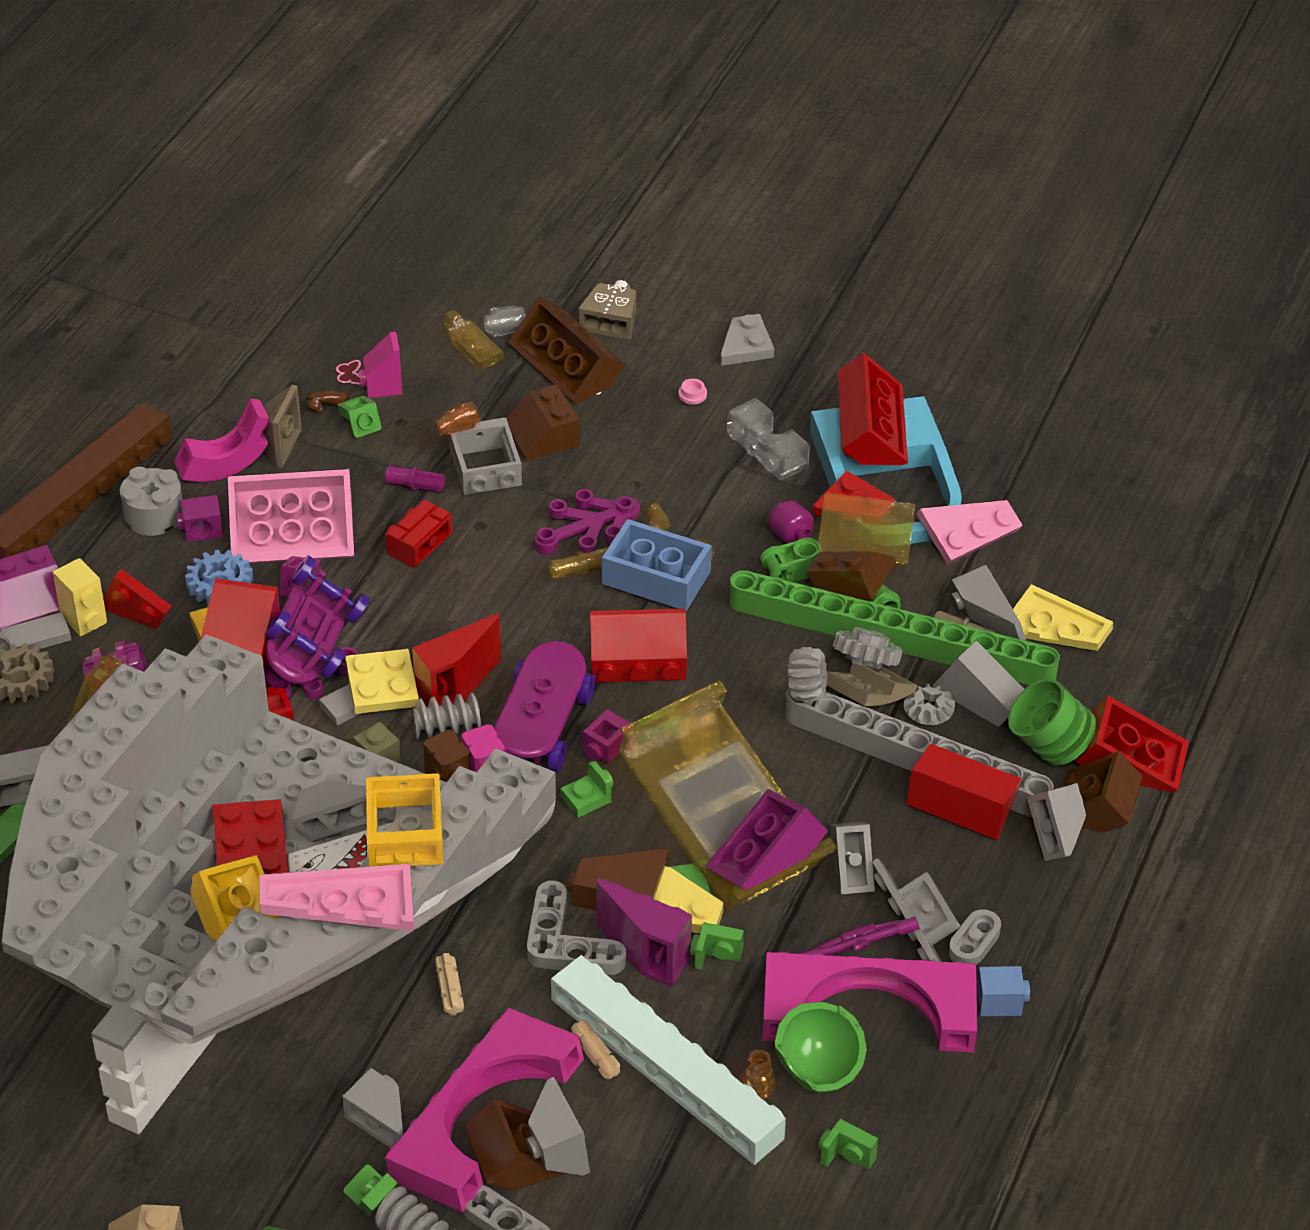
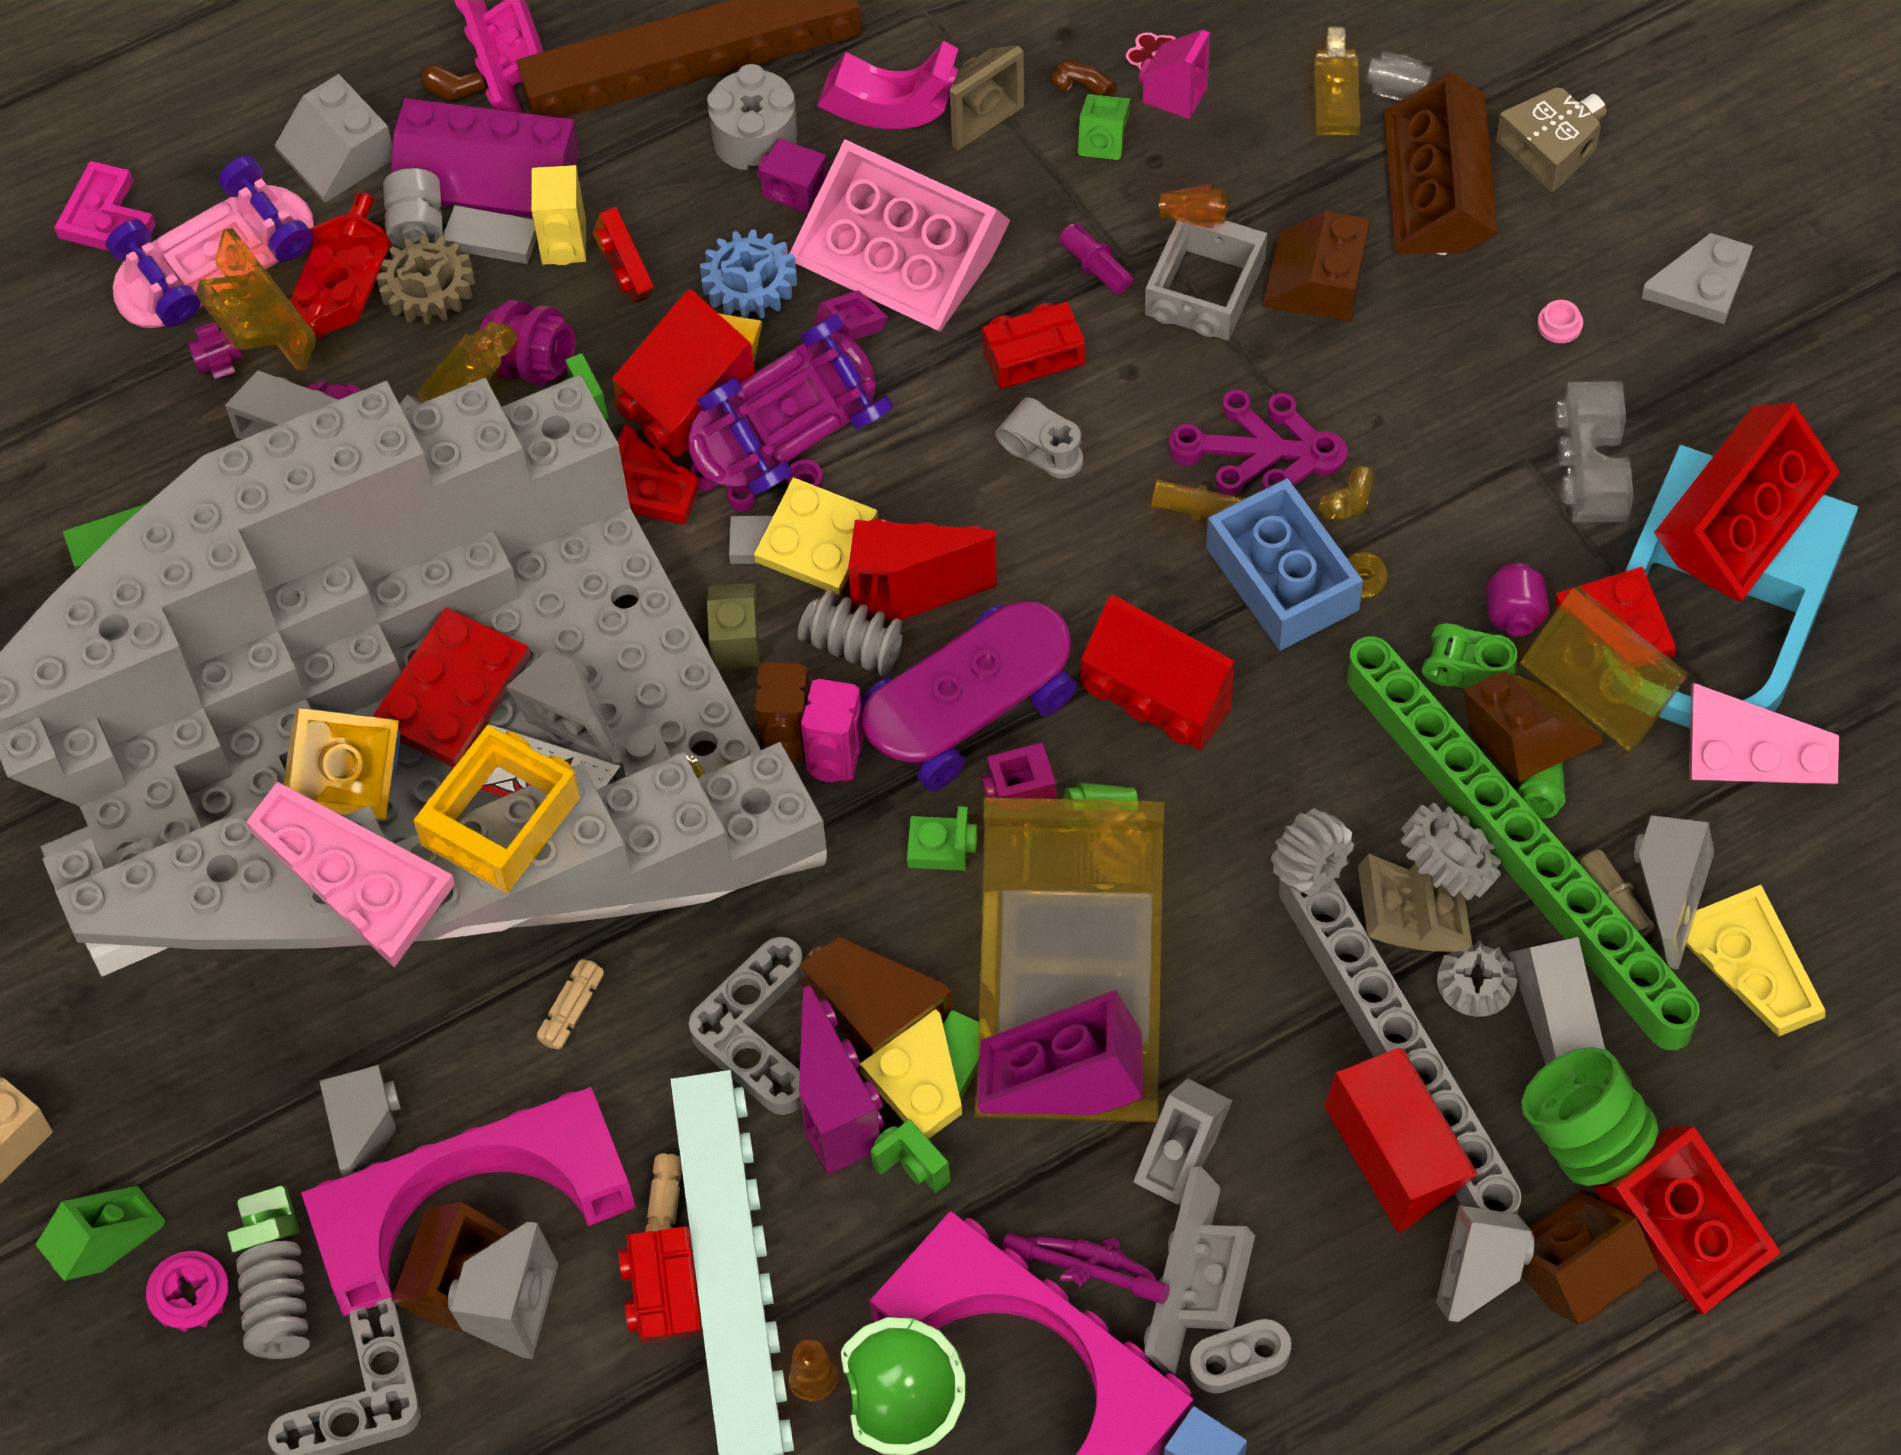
camera: 40 degrees right, 15 degrees up
(463, 572) = (1042, 438): none -> light grey piece
(639, 1082) = (662, 1285): none -> red brick

